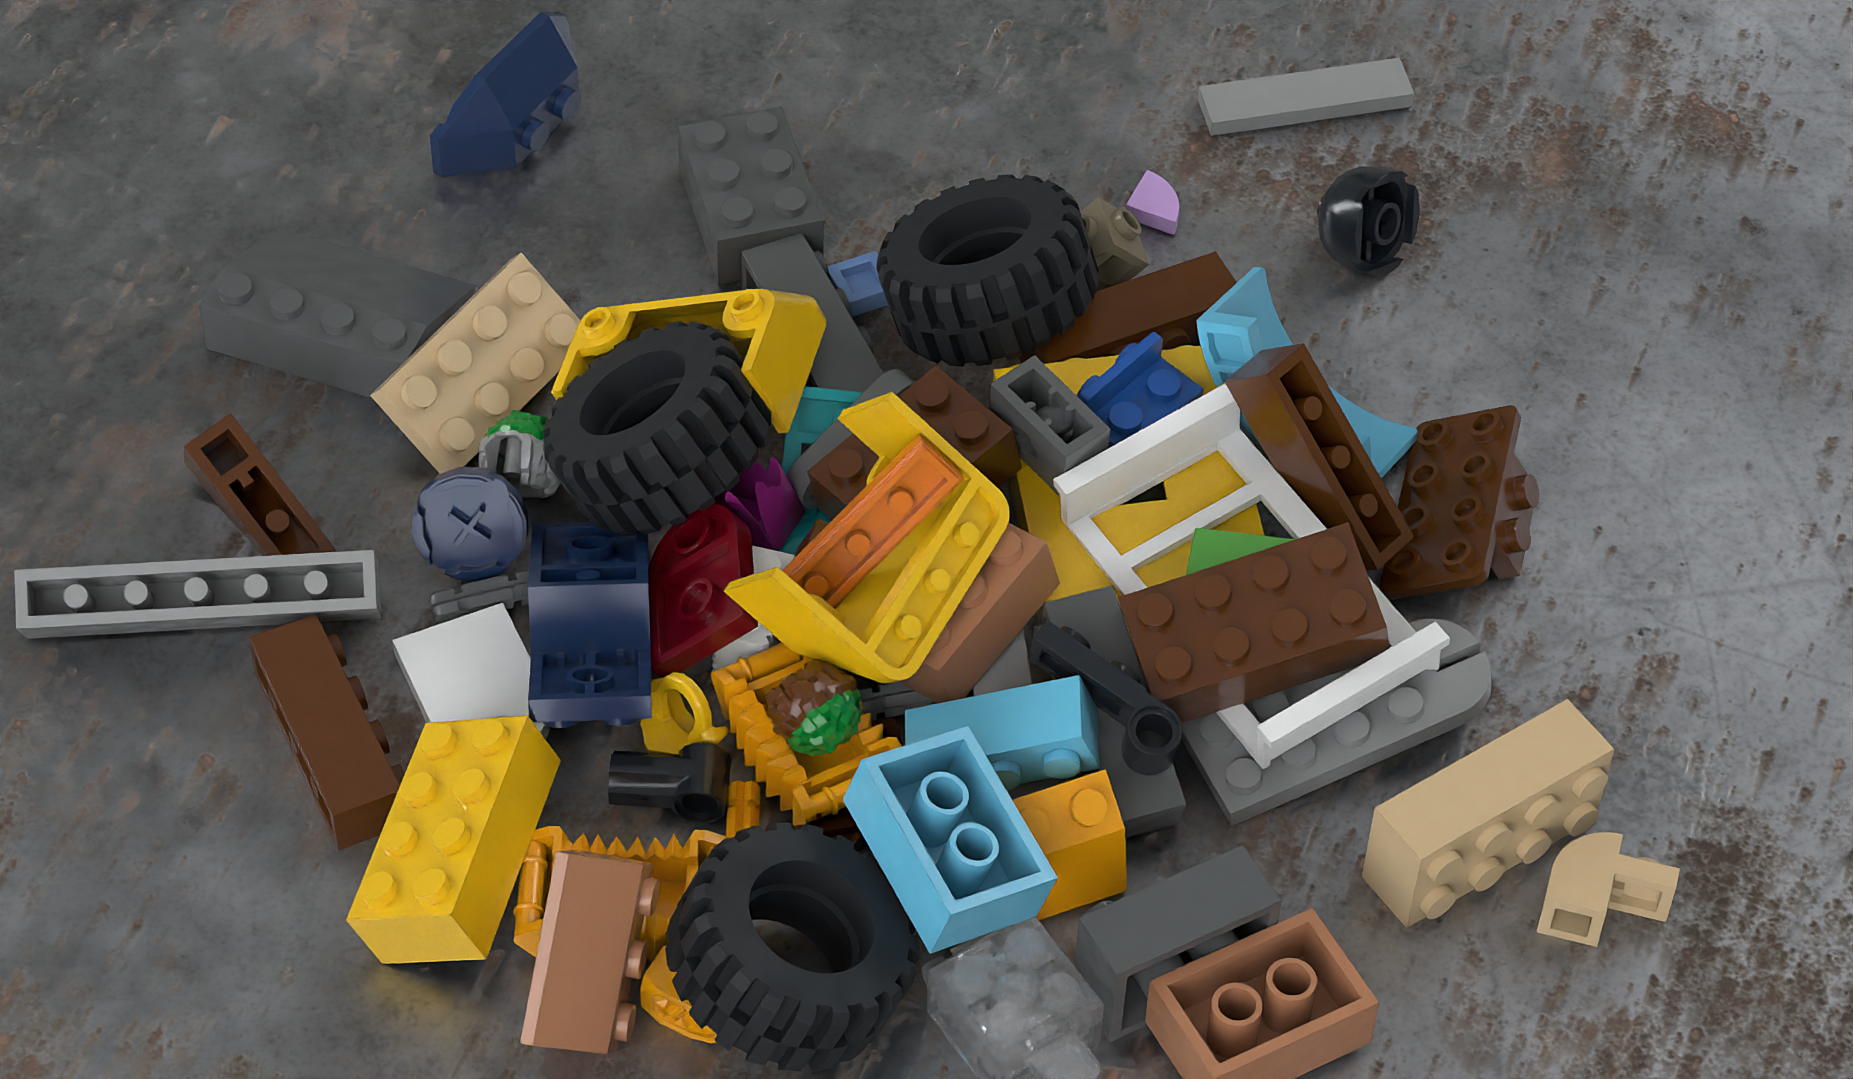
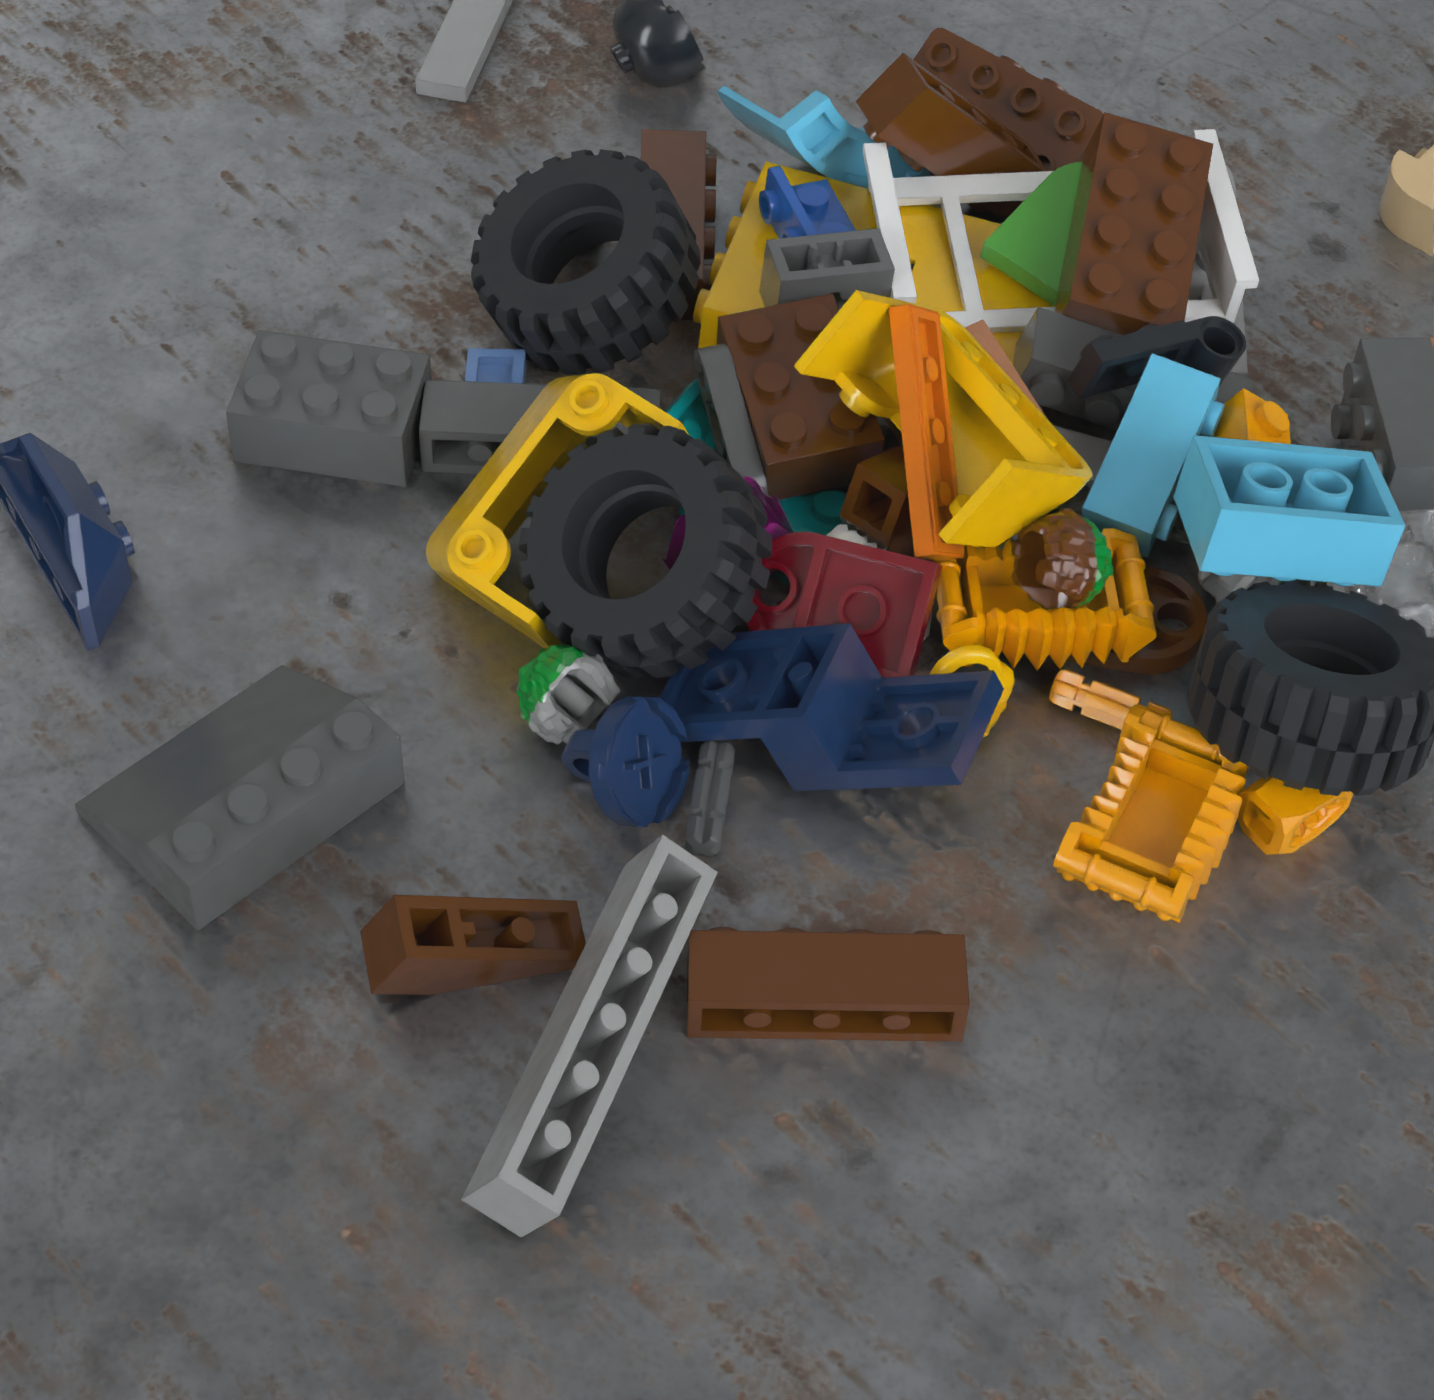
camera: 65 degrees left, 0 degrees up
(454, 840) = (1048, 912): yellow brick -> none
(468, 668) = (821, 849): white tile -> none
(480, 365) = (424, 684): tan plate -> none
(589, 952) = (1258, 844): nougat slope -> none
(688, 782) = (1031, 724): black piece -> none
(1155, 203) = (522, 155): lavender tile -> none
(1487, 814) = (1347, 213): tan brick -> none

